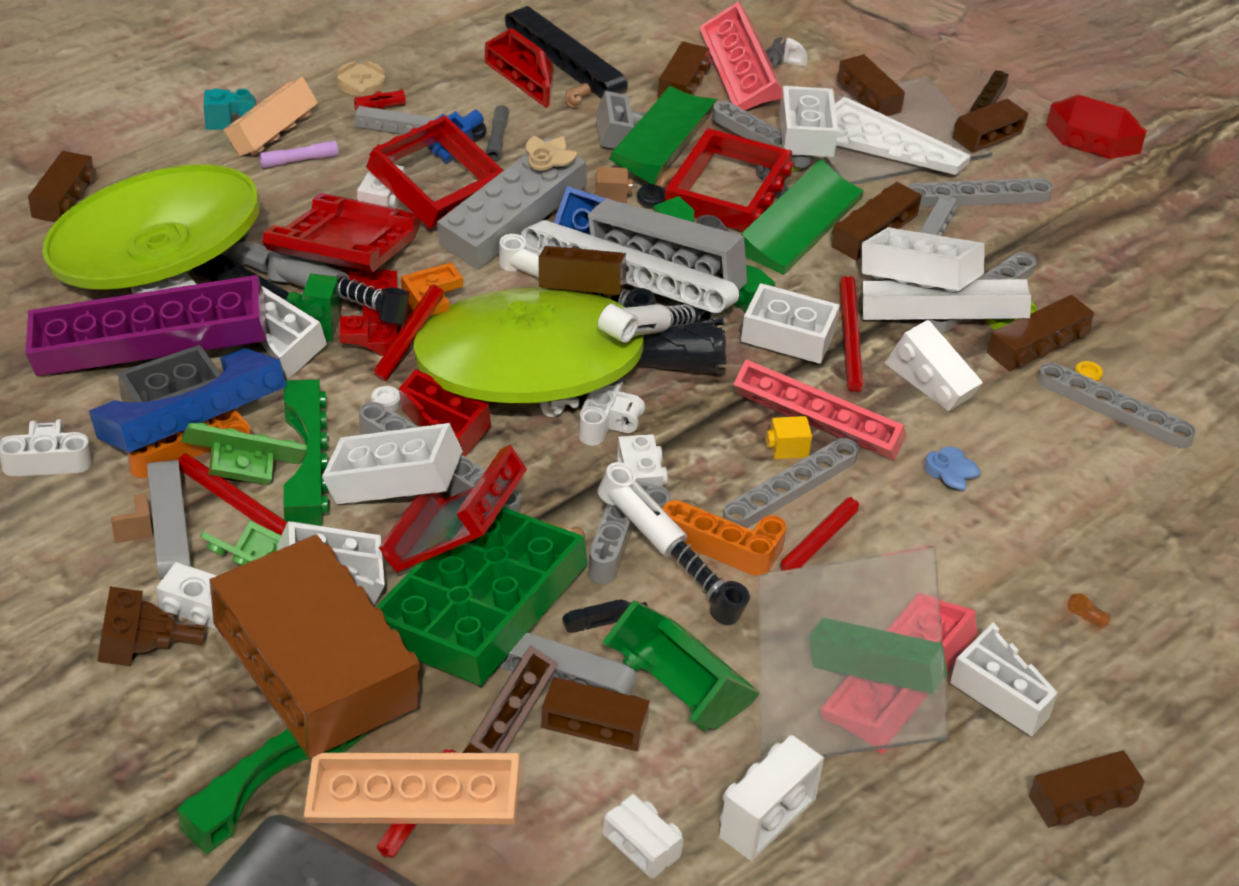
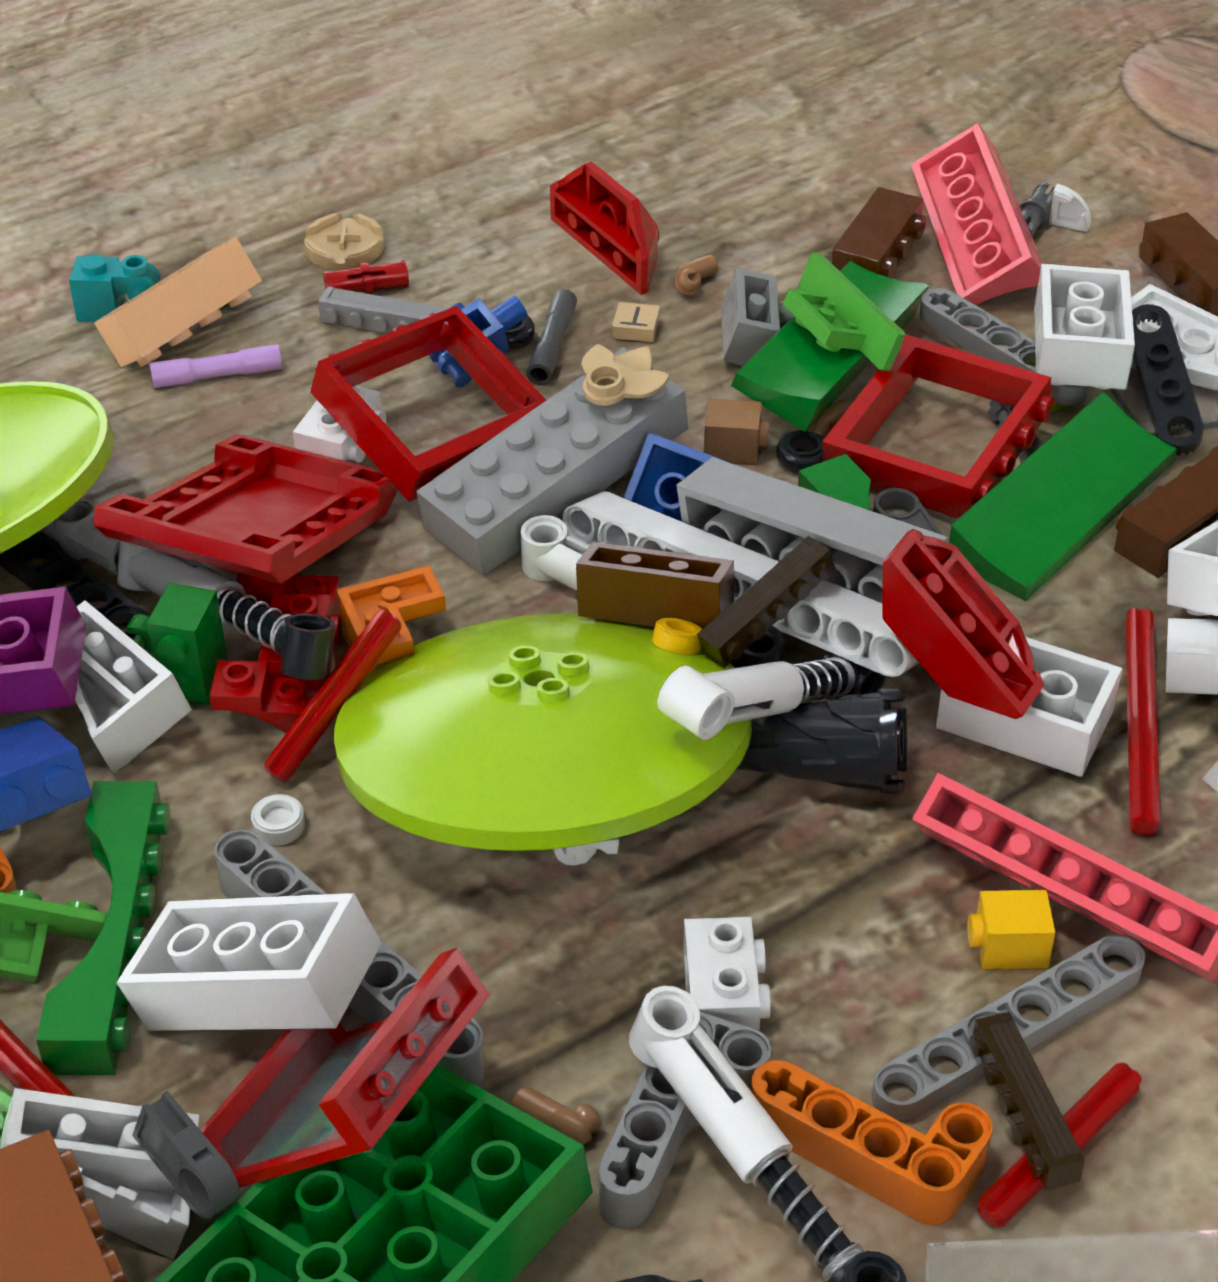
camera: 10 degrees right, 0 degrees up
(377, 548) = (186, 1157): none -> dark grey piece
(430, 405) = (387, 868): red wedge -> none
(545, 124) = (635, 322): none -> tan tile
(567, 52) = (685, 203): black beam -> none
(598, 295) = (677, 636): none -> yellow tile
(608, 410) = (676, 860): white piece -> none
(646, 274) = (766, 602): none -> dark brown piece
(670, 116) = (842, 314): none -> bright green bracket
(751, 283) = (957, 626): none -> red wedge
(802, 513) = (1027, 1101): none -> dark brown piece
(855, 151) = (1165, 379): none -> black plate

